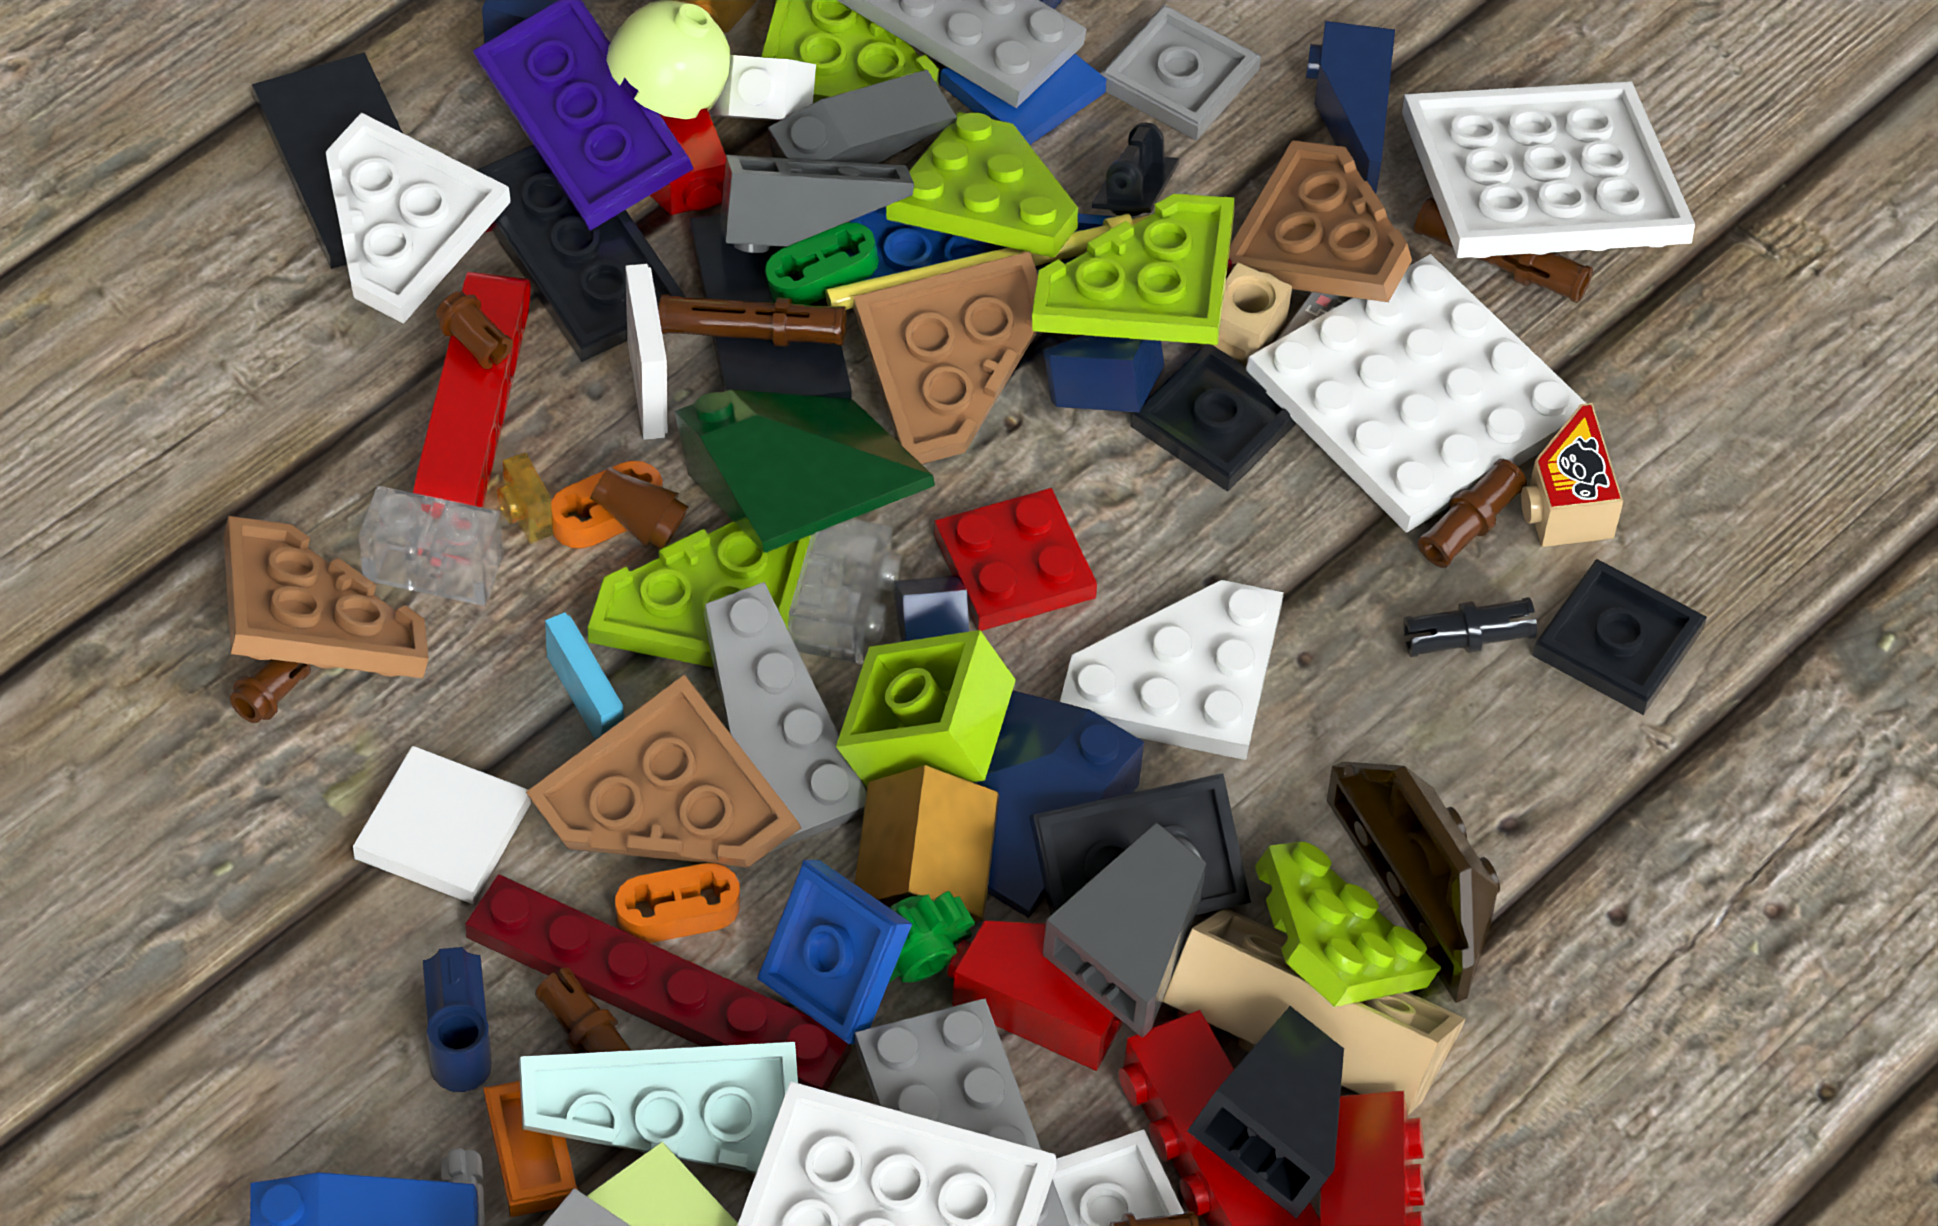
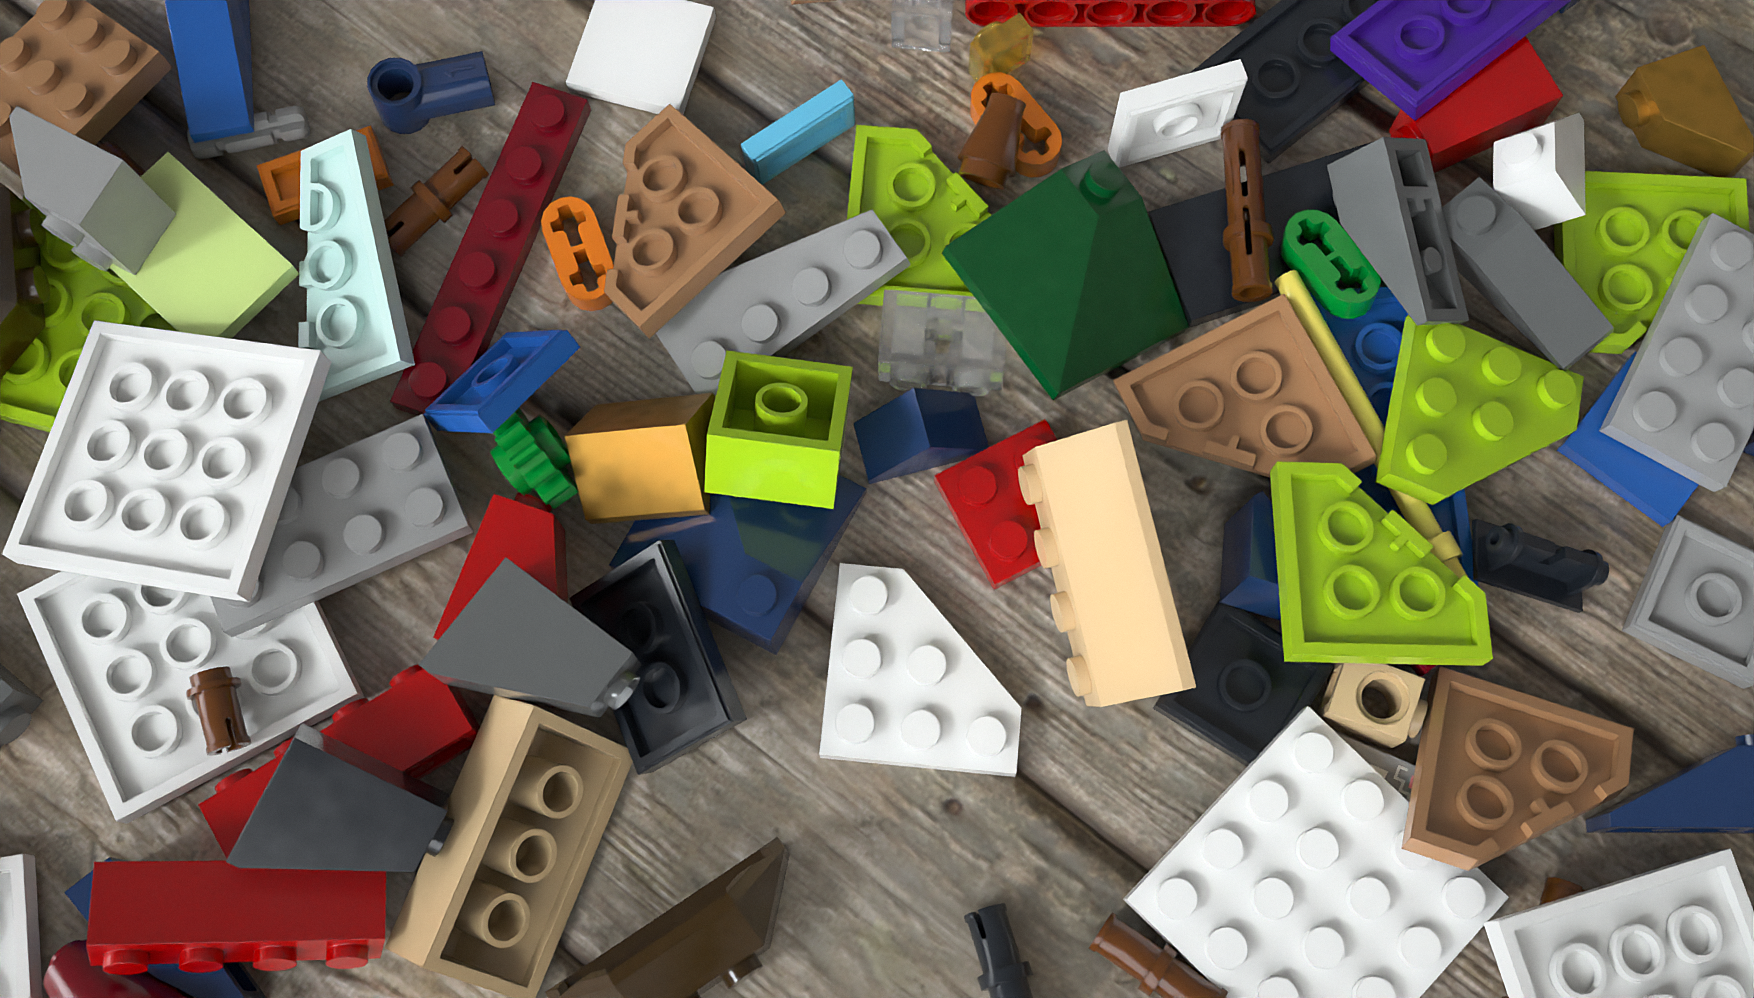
camera: 90 degrees right, 20 degrees up
(672, 58) = (1533, 65): yellowish green cylinder -> none
(1107, 463) = (1105, 567): none -> slope
(1337, 932) = (575, 858): lime plate -> none

